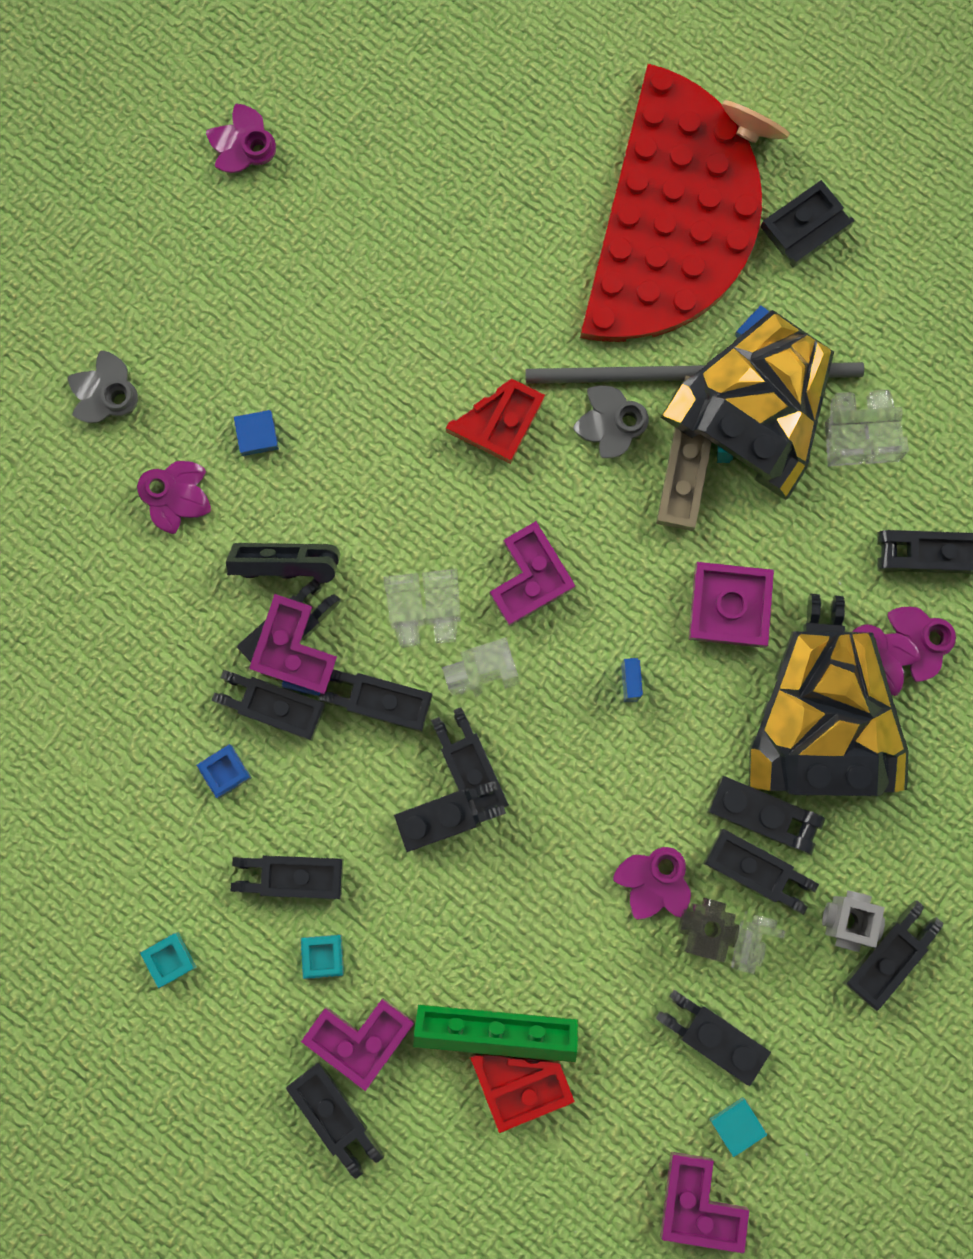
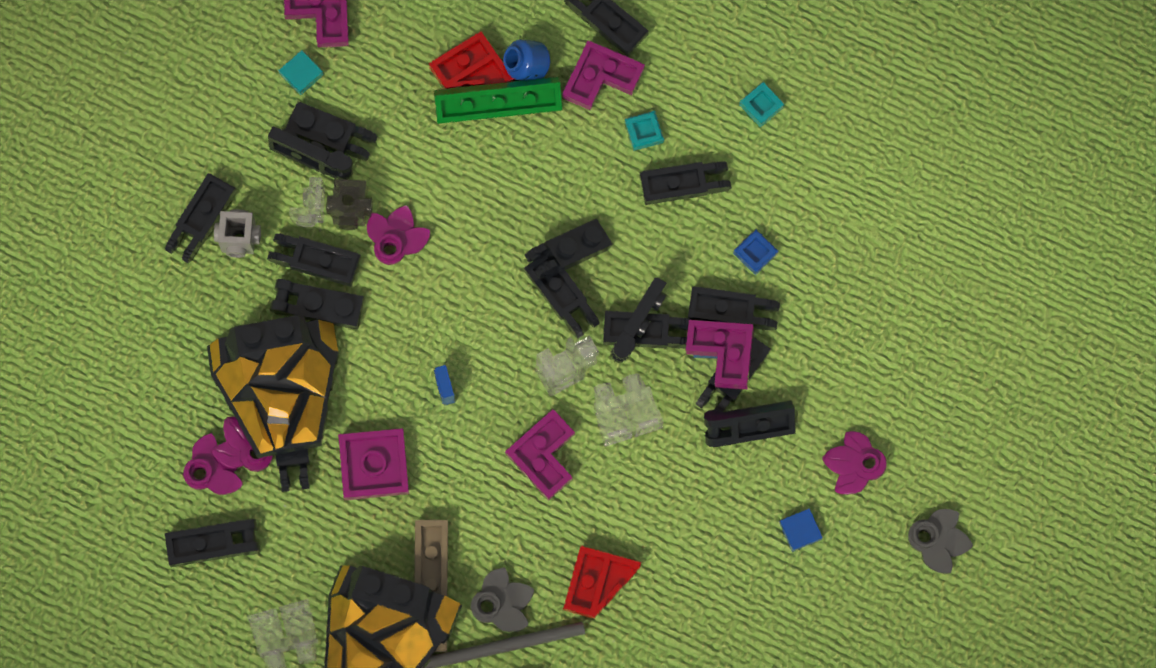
camera: 165 degrees right, 5 degrees down
(386, 703) = (638, 323): none -> black hinge
(448, 1078) = (527, 60): none -> blue head
(742, 1009) = (310, 154): none -> black hinge

